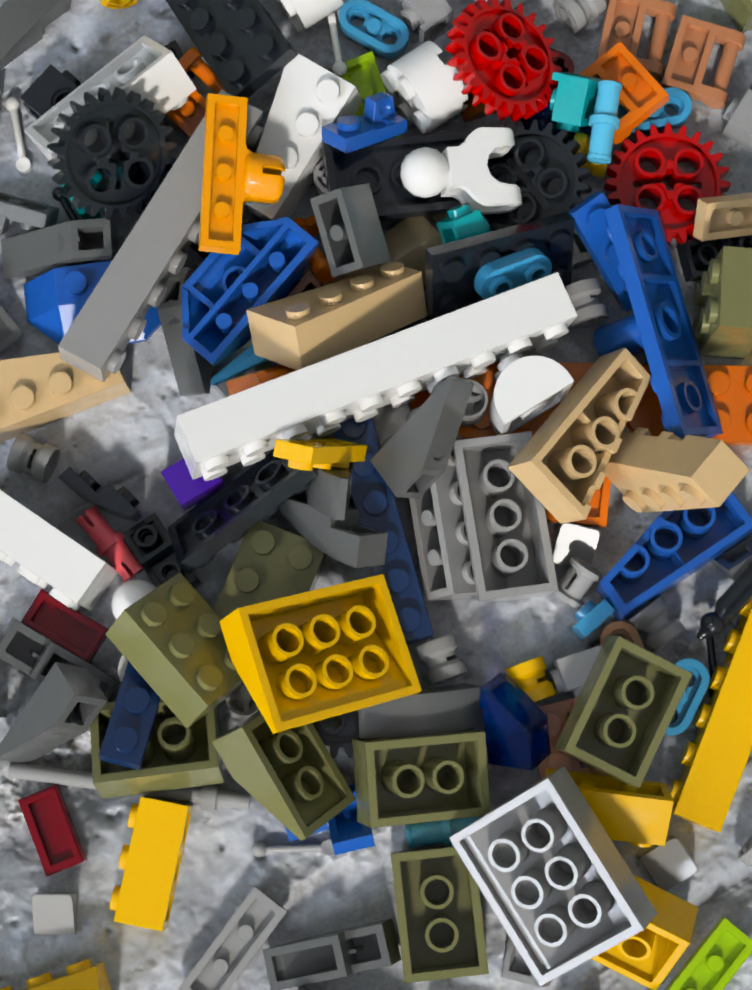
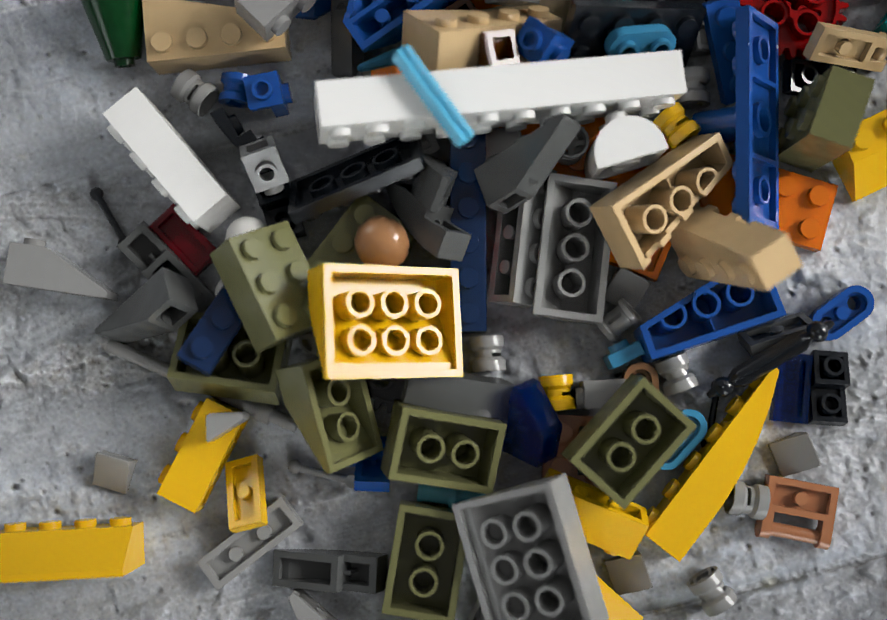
camera: 15 degrees right, 5 degrees up
(52, 830) = (130, 404): dark red tile -> none
(79, 442) = (233, 90): none -> blue wheel
(109, 544) = (238, 181): coral pin -> none
(116, 436) = (267, 92): none -> blue bracket
(128, 510) = (260, 155): none -> light grey brick
(168, 818) = (223, 422): none -> light grey slope
(186, 490) = (317, 155): dark purple brick -> none
(213, 893) = (246, 493): none -> yellow plate
(290, 567) = (381, 241): none -> medium nougat hair
(306, 396) = (432, 95): none -> medium azure axle
(319, 453) = (430, 150): yellow plate -> none
(361, 325) = (498, 48): none -> slope
(406, 305) = (541, 43): none -> blue bracket
(577, 350) = (676, 125): none -> yellow wheel

